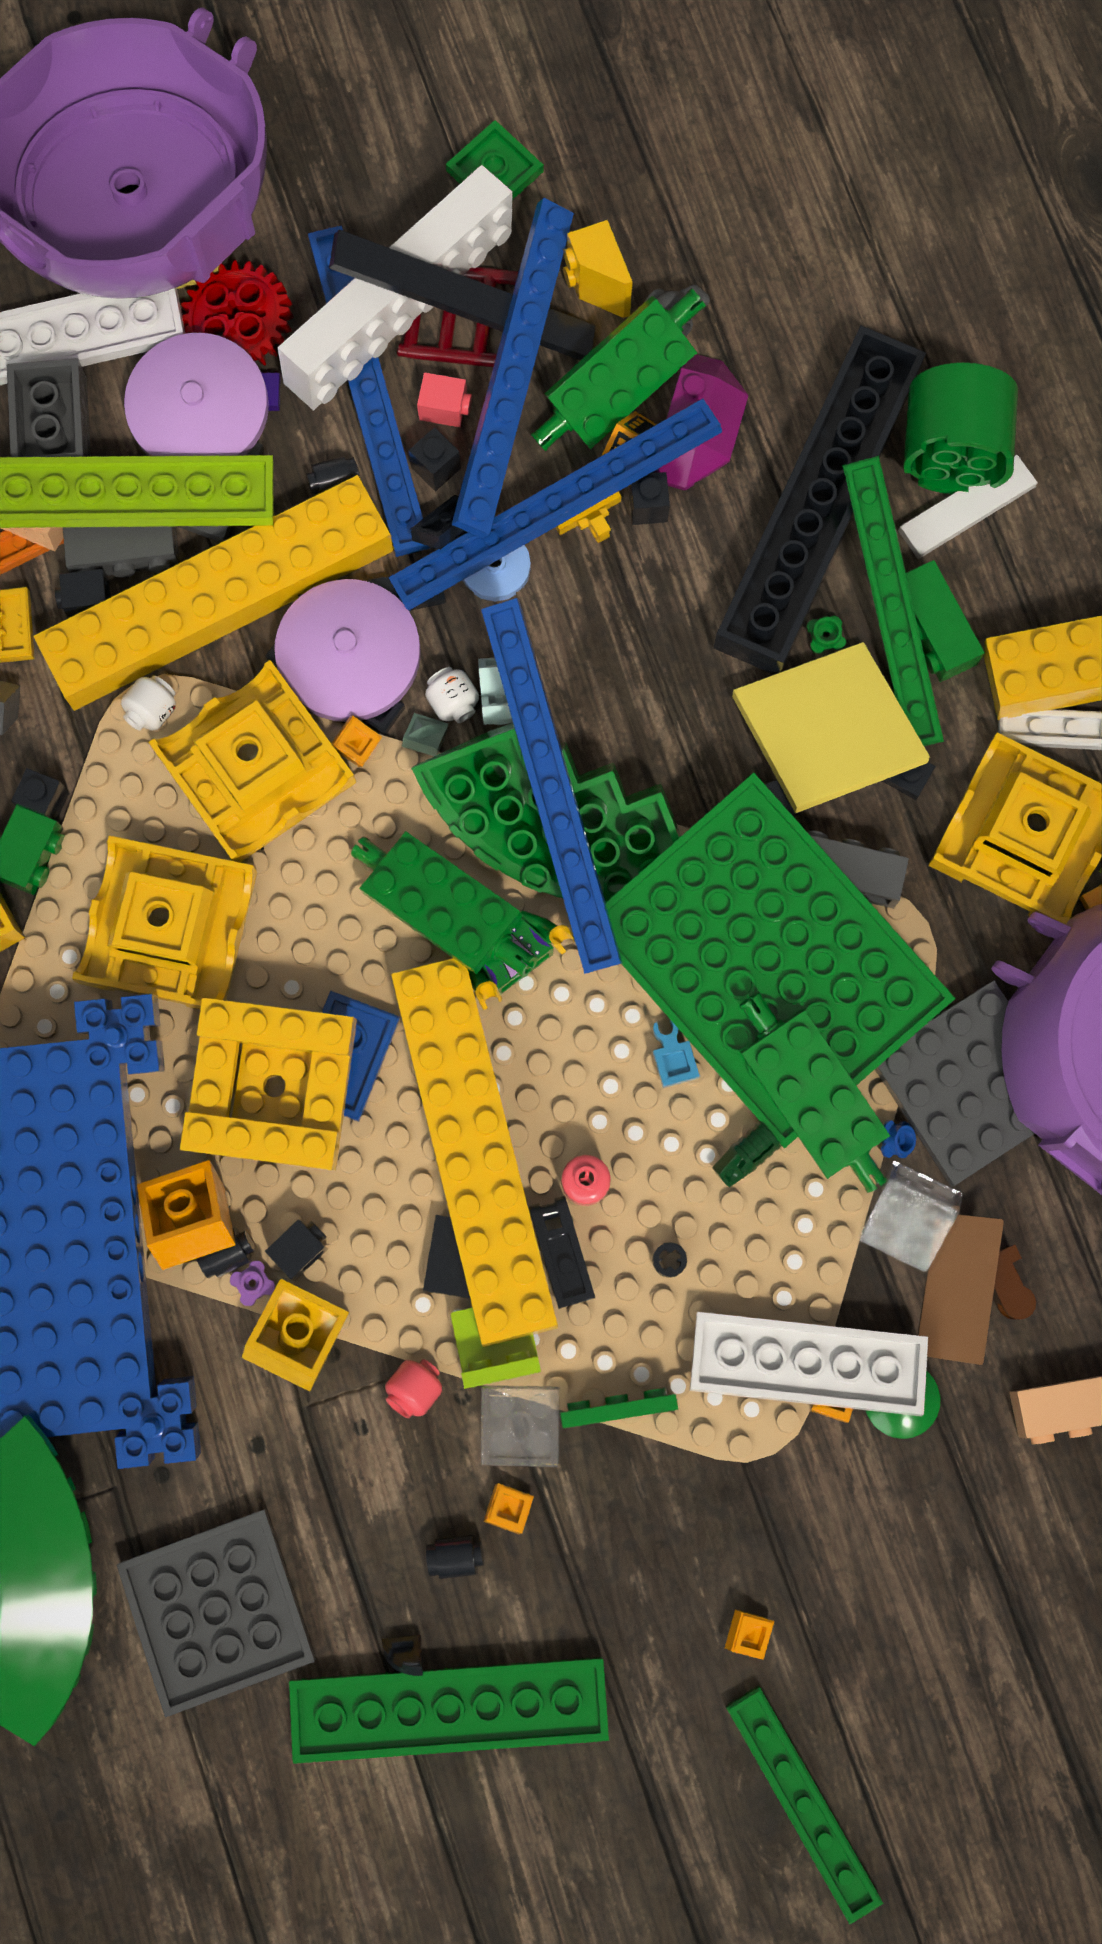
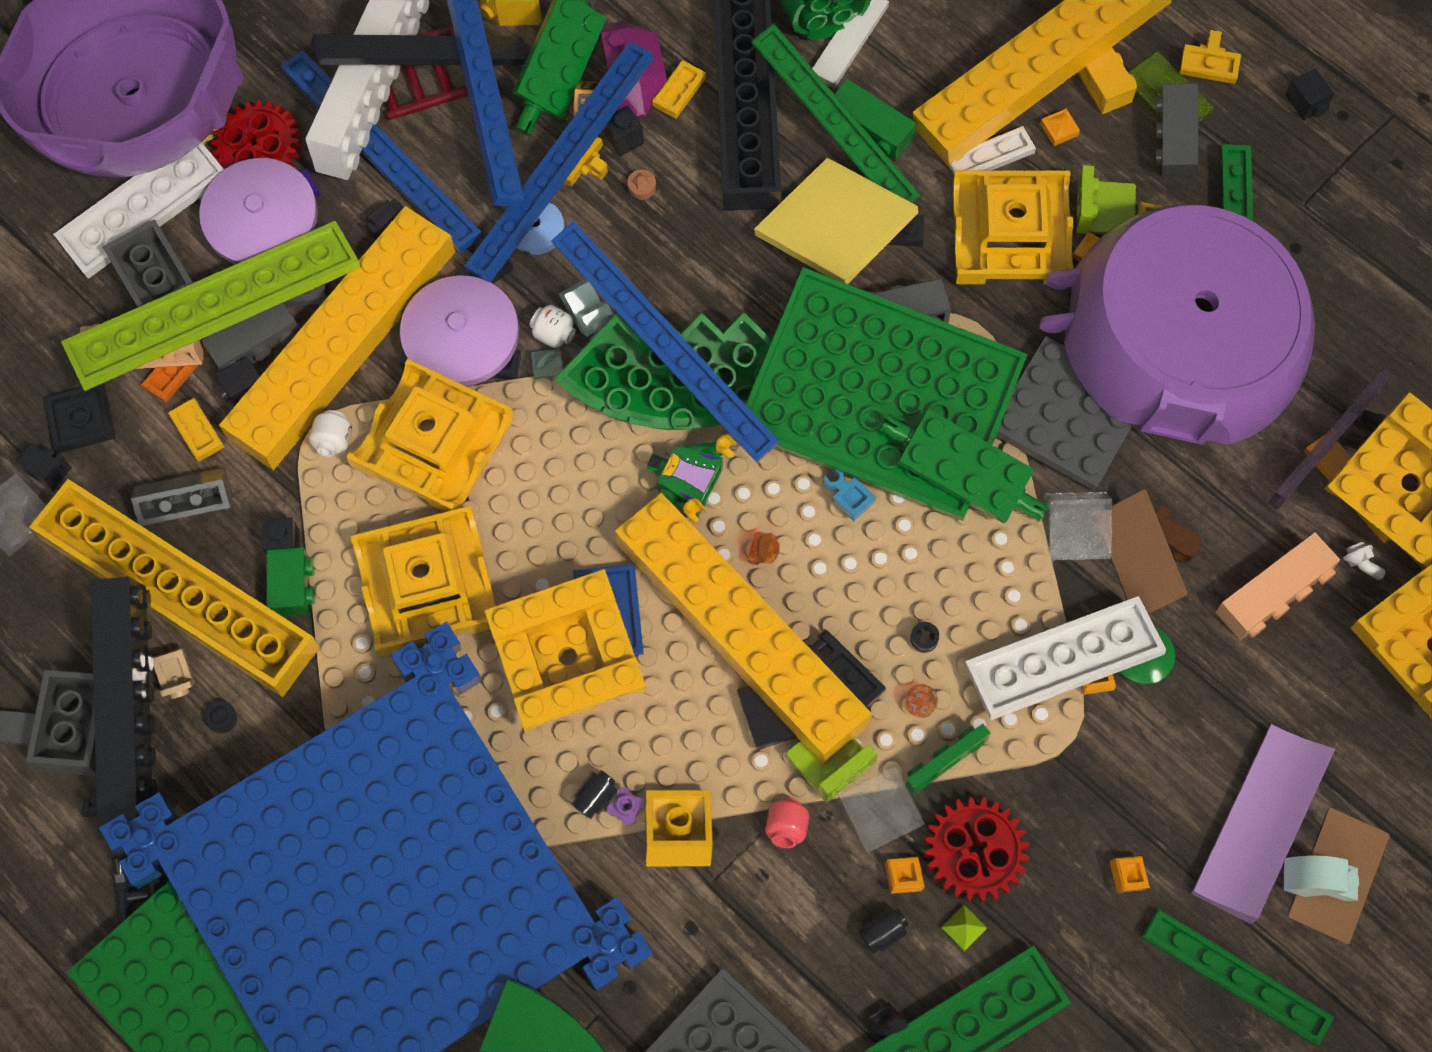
camera: 25 degrees left, 10 degrees down
(185, 1215) = (552, 776): light orange brick -> none
(298, 1248) = (647, 763): black brick -> none
(356, 741) = (500, 387): light orange tile -> none
(434, 459) = (454, 173): black brick -> none
(436, 528) = (483, 214): black plate -> none
(443, 400) = (439, 132): coral brick -> none
(443, 904) = (626, 464): green plate -> none
(542, 1597) = (964, 928): none -> lime slope
(548, 1070) = (763, 549): none -> clear orange plate
(596, 1189) = (830, 617): coral head -> none
(628, 1329) = (921, 700): none -> clear orange tile
(634, 1527) = (949, 858): none -> red gear
(638, 571) = (641, 184): none -> nougat tile
(739, 476) = (679, 89): none -> yellow plate
(746, 1155) = (939, 536): dark green hinge -> none
(826, 624) = (798, 157): green plate -> none
(901, 1139) = (1041, 477): blue plate -> none
(926, 1654) = (1262, 823): none -> lavender arch
(953, 1751) = (1321, 876): none -> light aqua brick
(978, 1753) = (1363, 848): none -> medium nougat sticker

